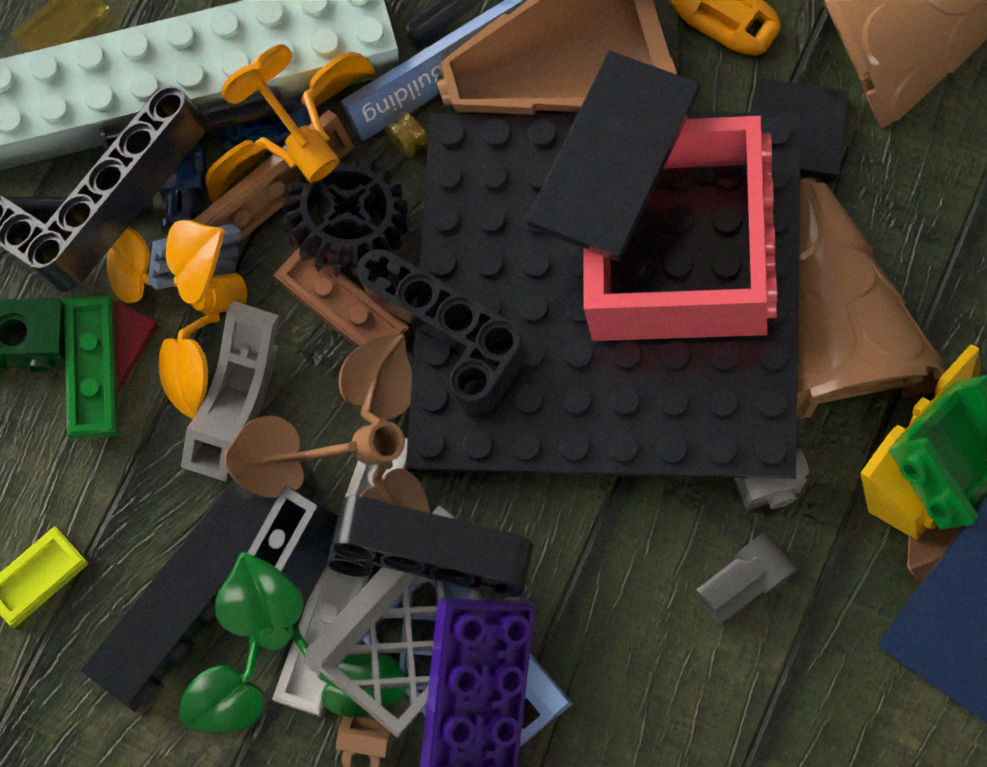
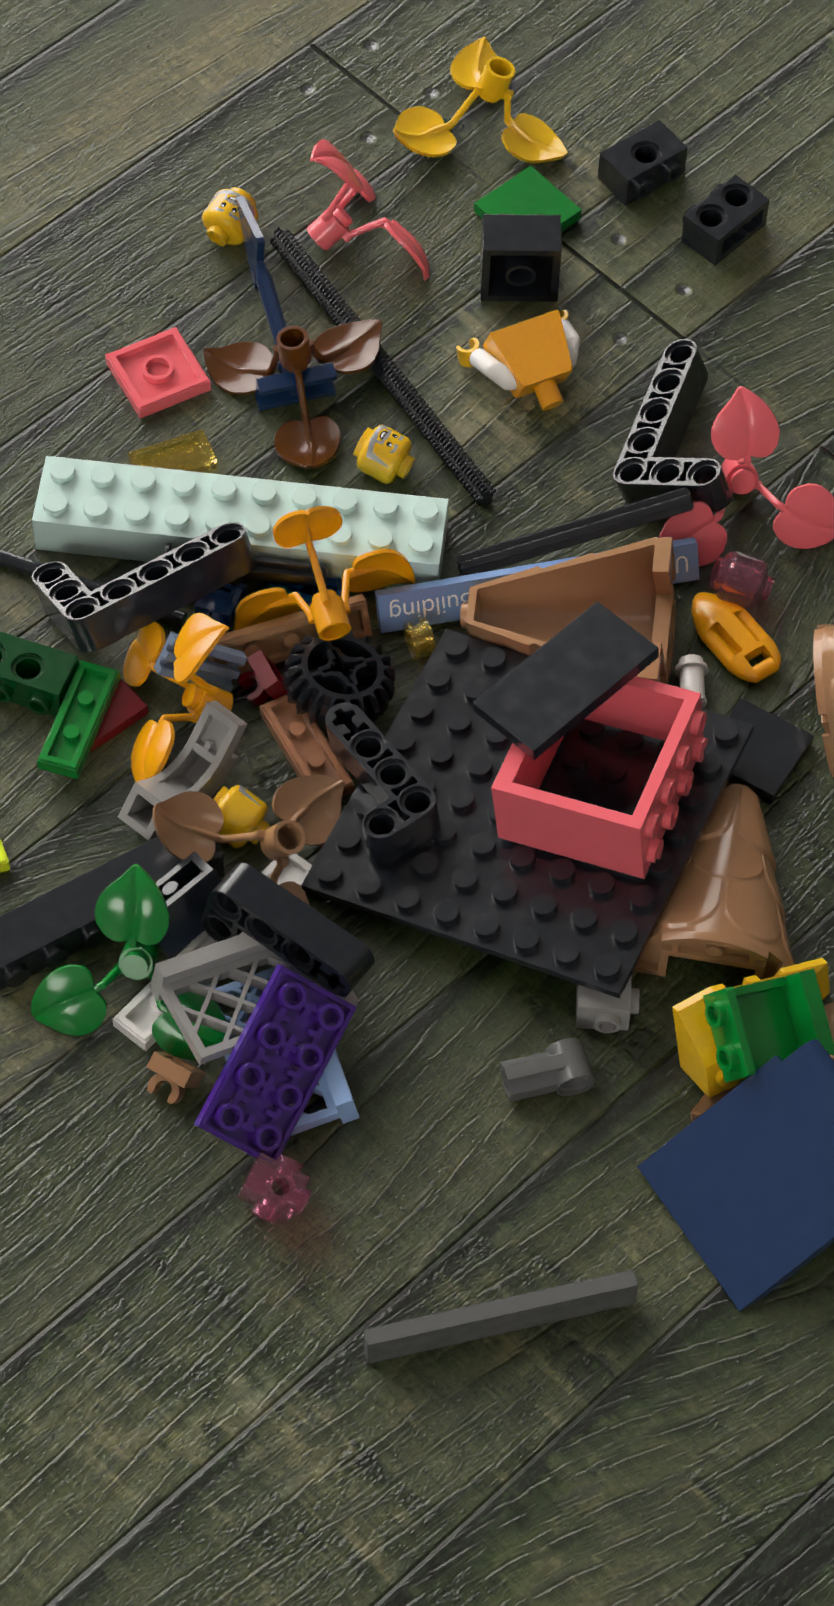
camera: 20 degrees right, 15 degrees down
(269, 240) = (266, 675): none -> dark red tile
(309, 410) = (241, 812): none -> yellow head
(698, 67) = (691, 674): none -> white pin

